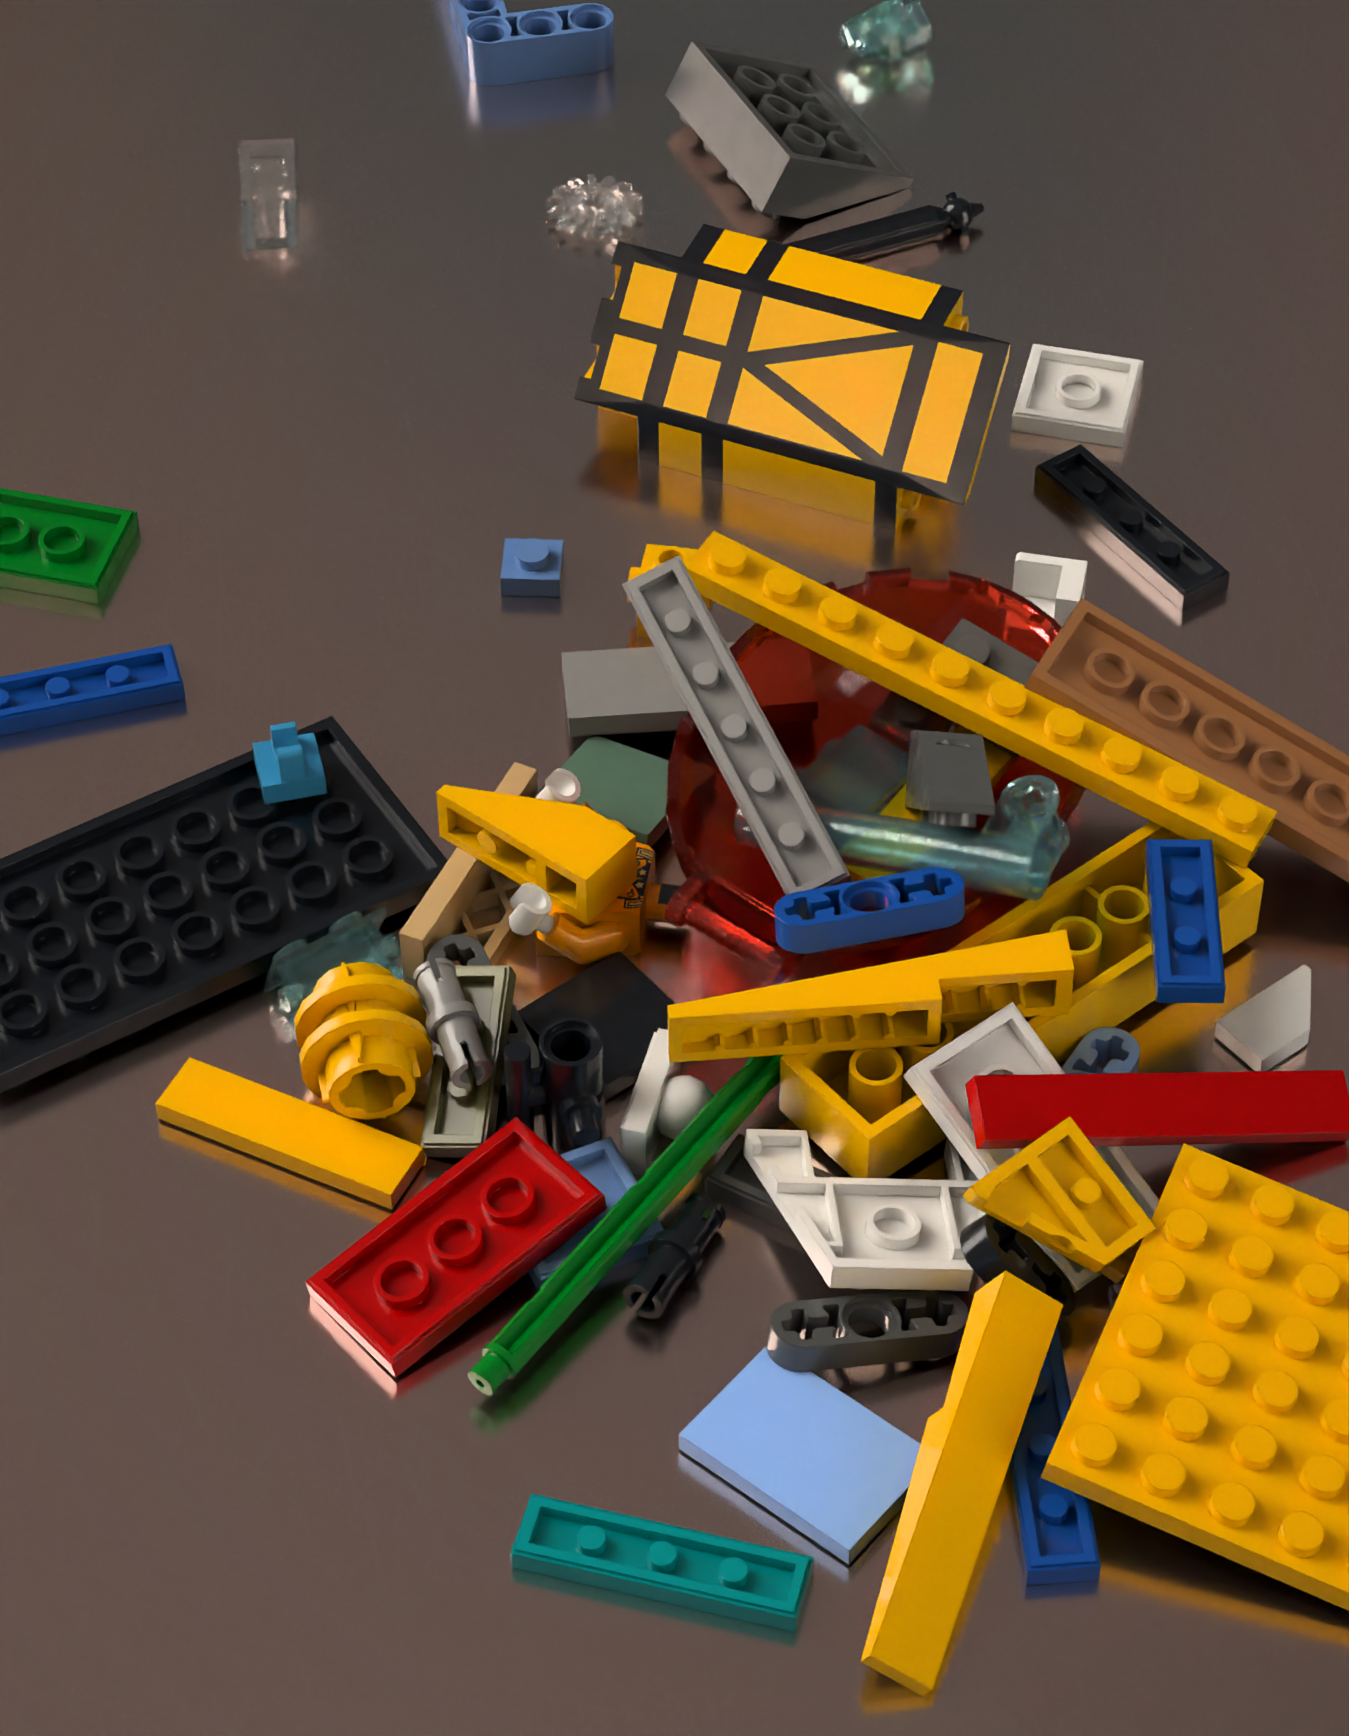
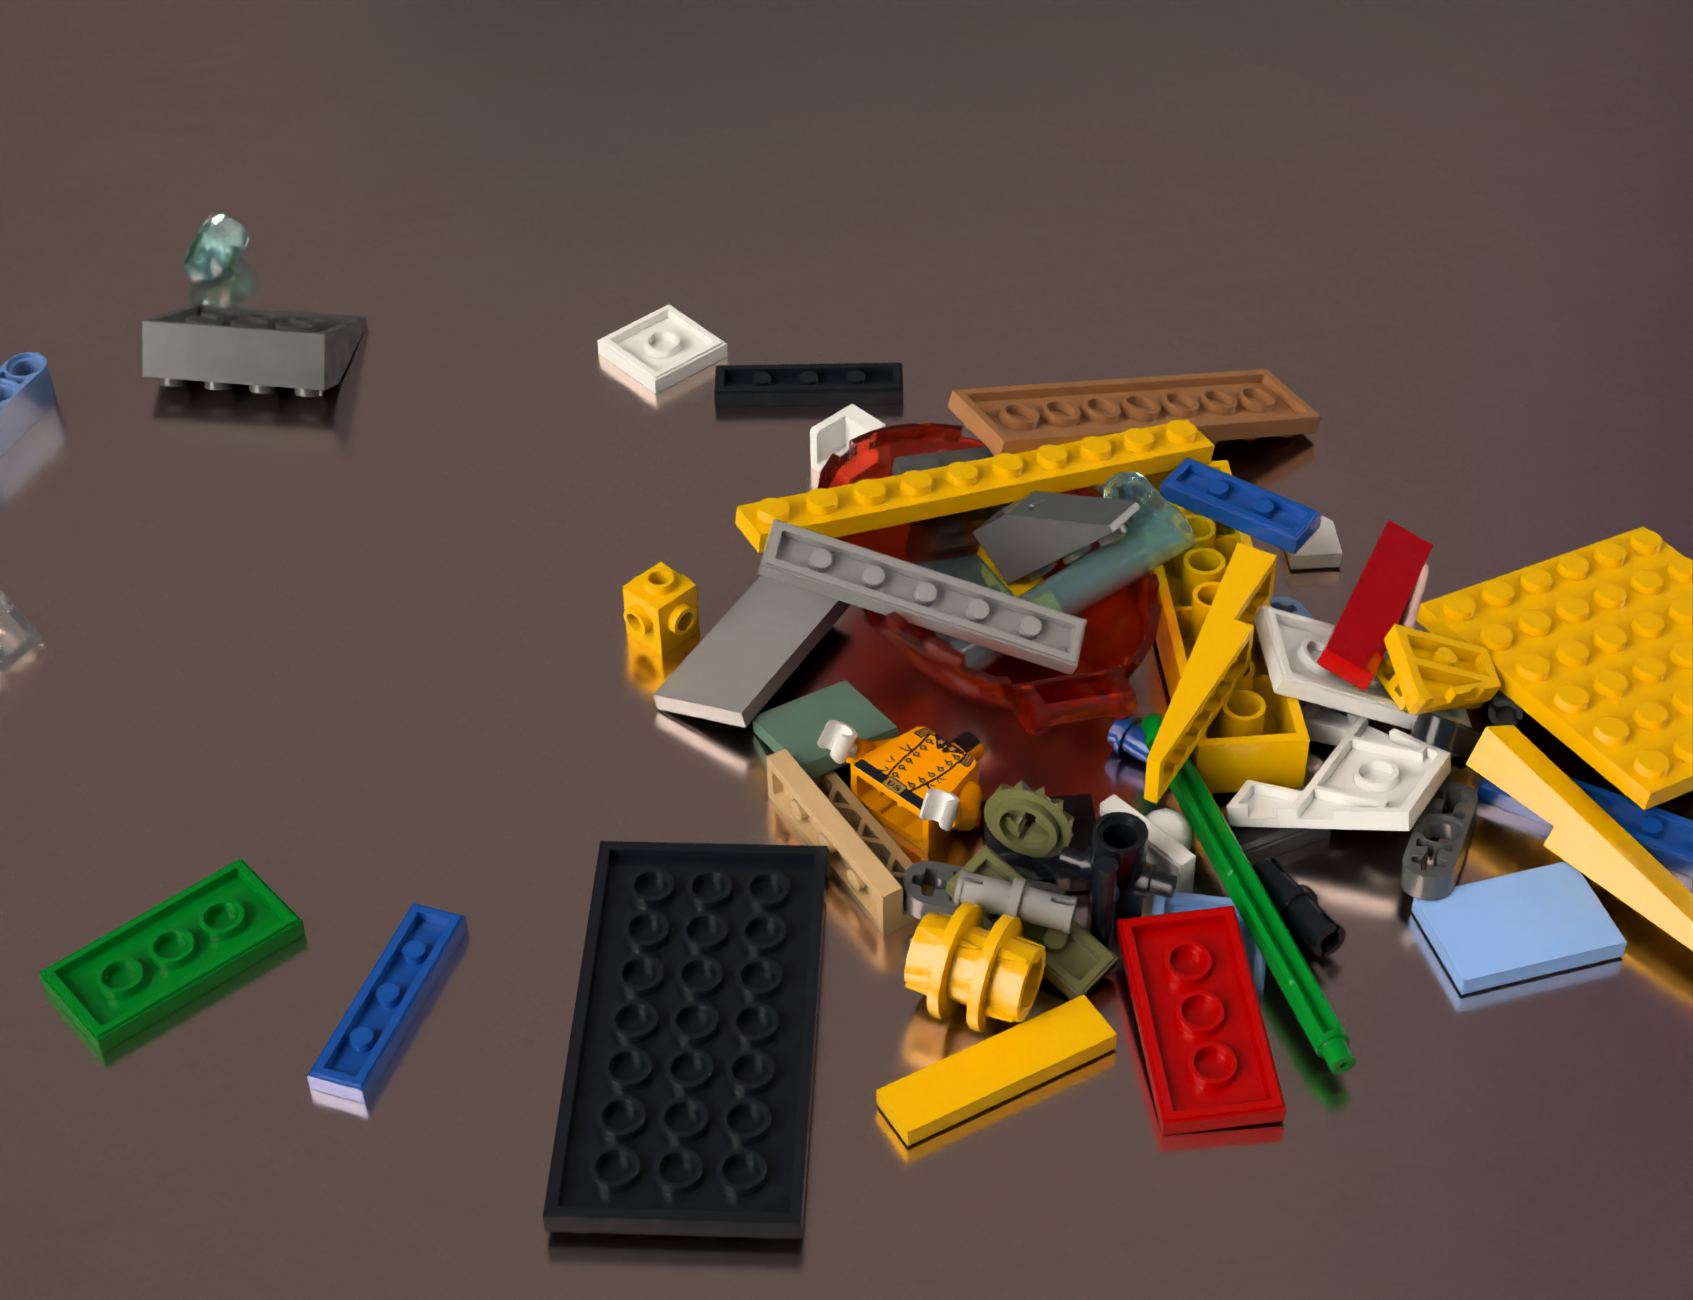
camera: 55 degrees left, 5 degrees down
(289, 765) = (640, 884): dark azure tile -> none
(349, 941) = (845, 944): clear light blue hinge -> none
(532, 567) = (542, 672): medium blue plate -> none
(548, 843) = (887, 770): yellow slope -> none
(578, 978) = (1006, 820): none -> olive gear
(617, 200) = (222, 466): clear gear -> none
(662, 1562) = (1563, 1050): teal tile -> none
(796, 374) = (541, 436): panel -> none
(831, 914) = (1144, 639): blue beam -> none
(894, 230) = (399, 368): black wheel -> none

